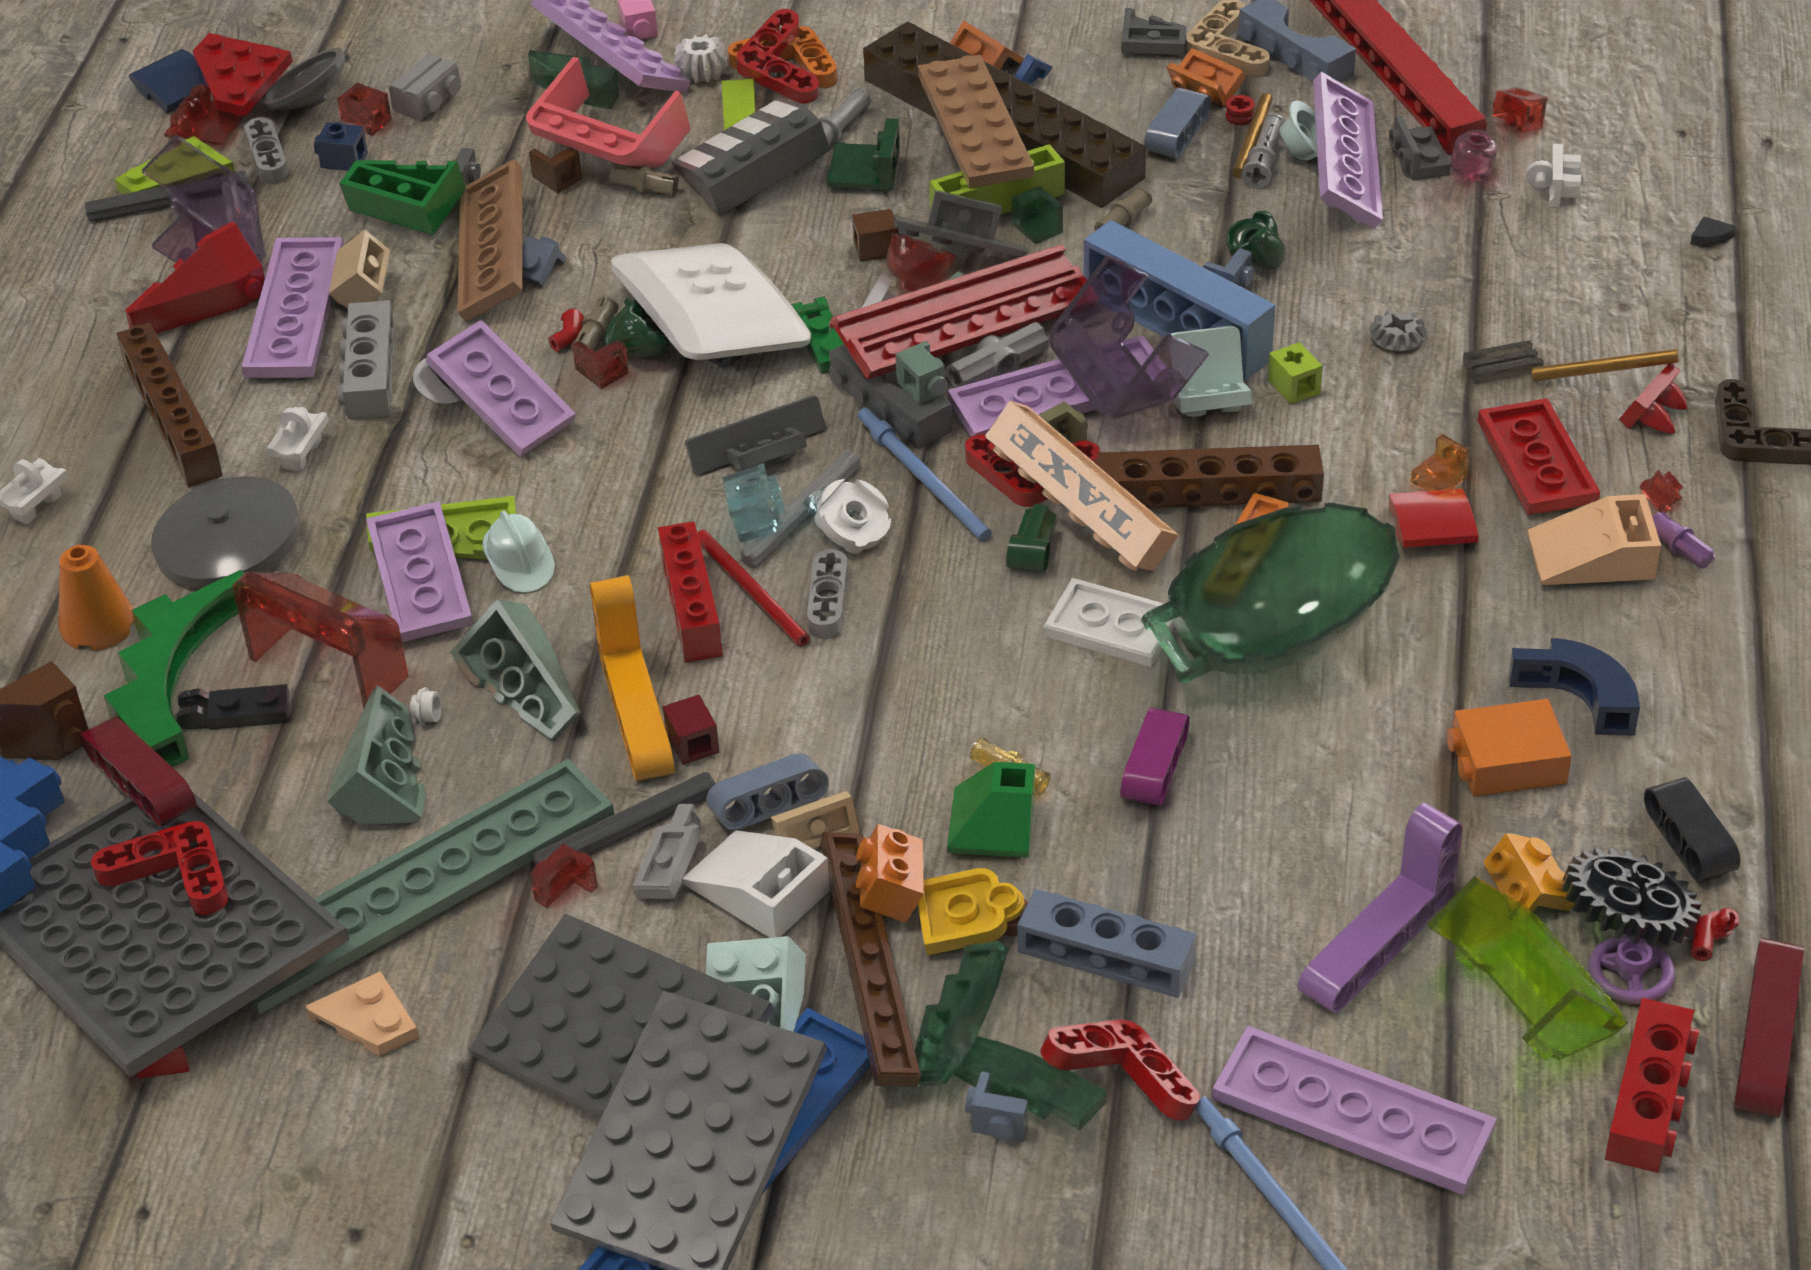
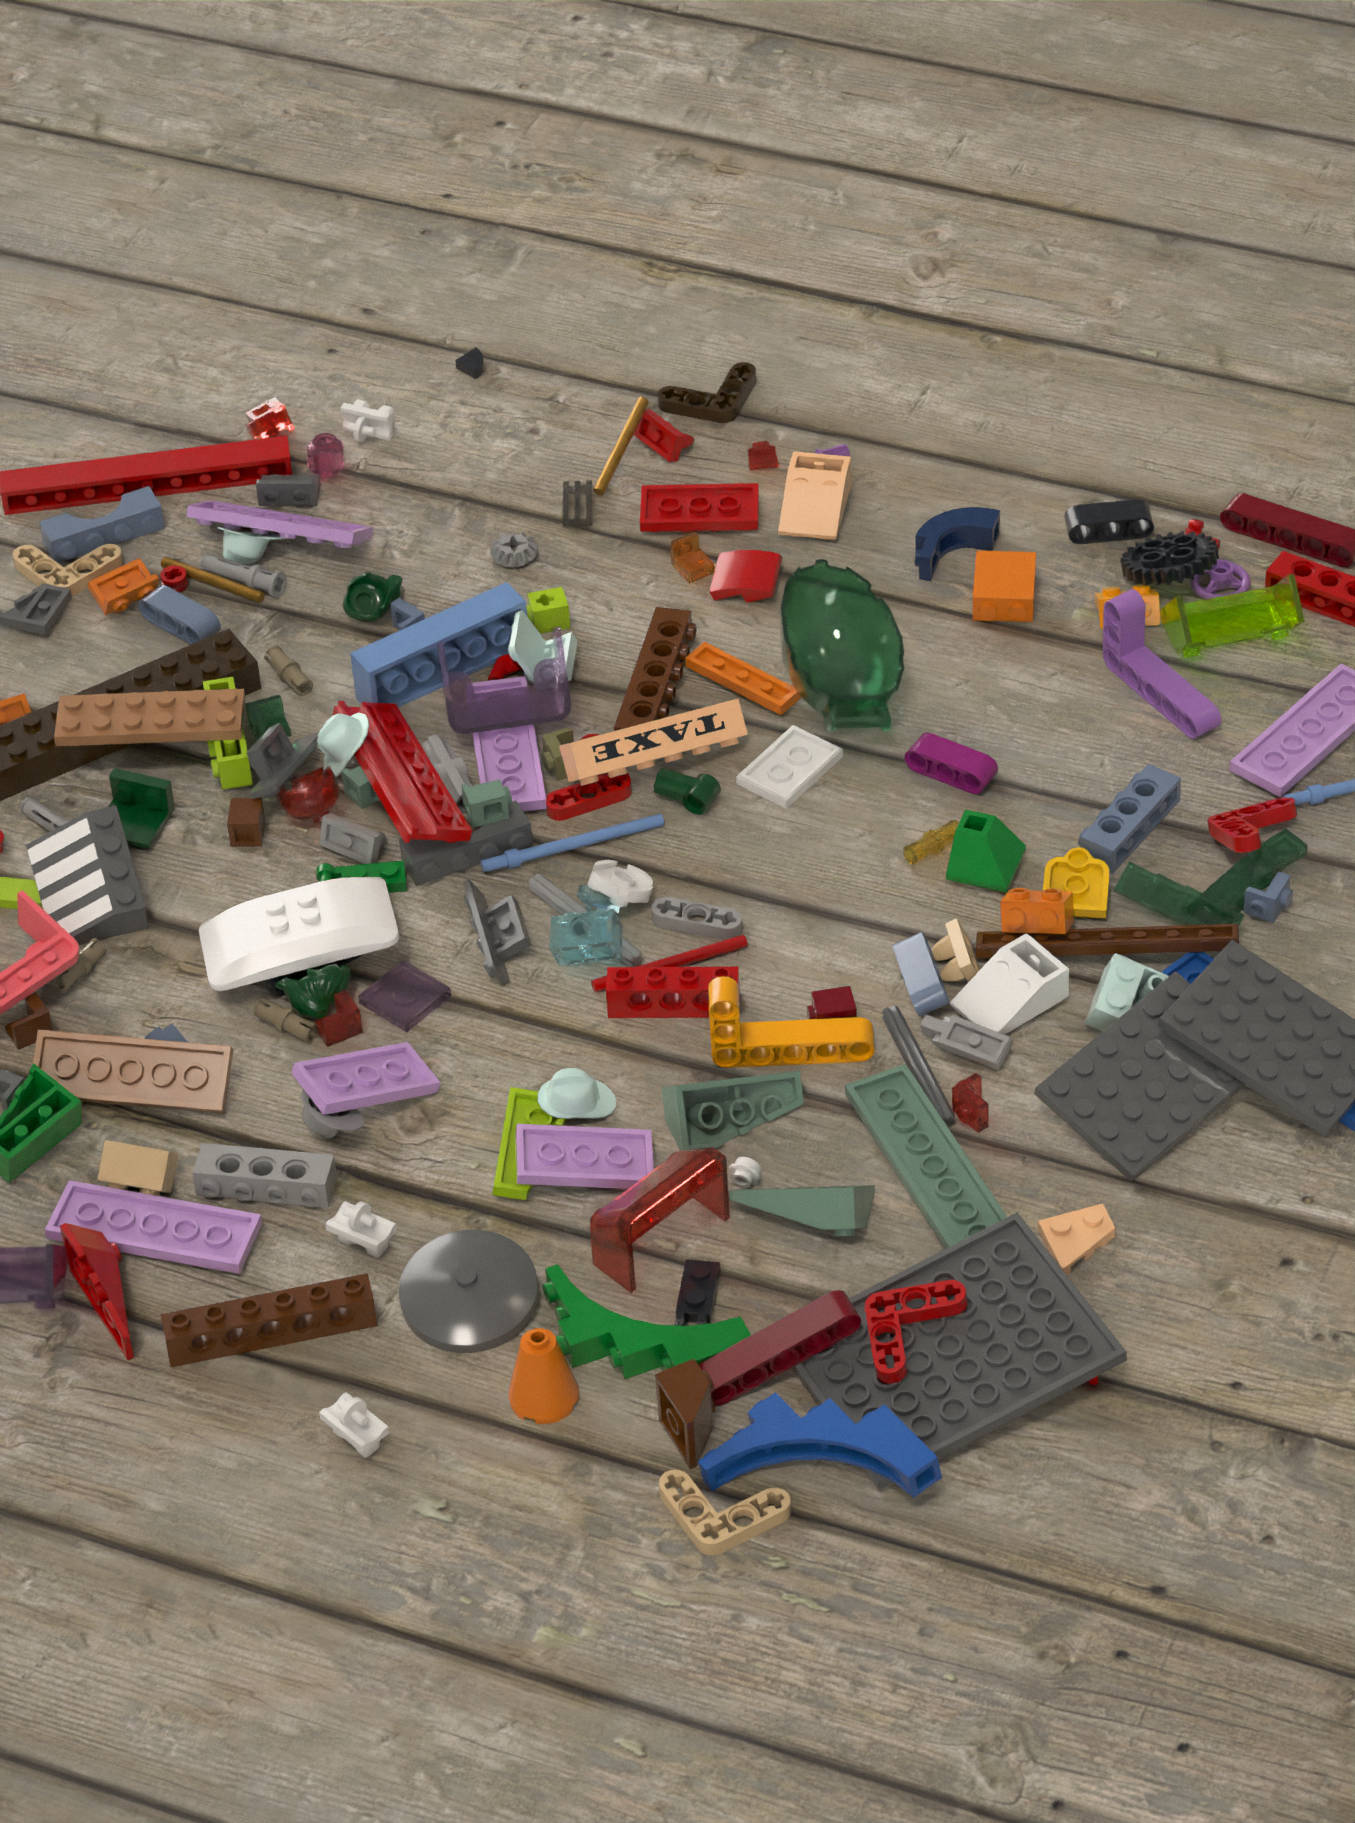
camera: 75 degrees left, 0 degrees up
(571, 328) = (270, 1033): red arm -> none
(654, 402) = (404, 995): none -> tile
(997, 249) = (341, 739): none -> light aqua piece
(1032, 69) = (50, 690): blue tile -> none

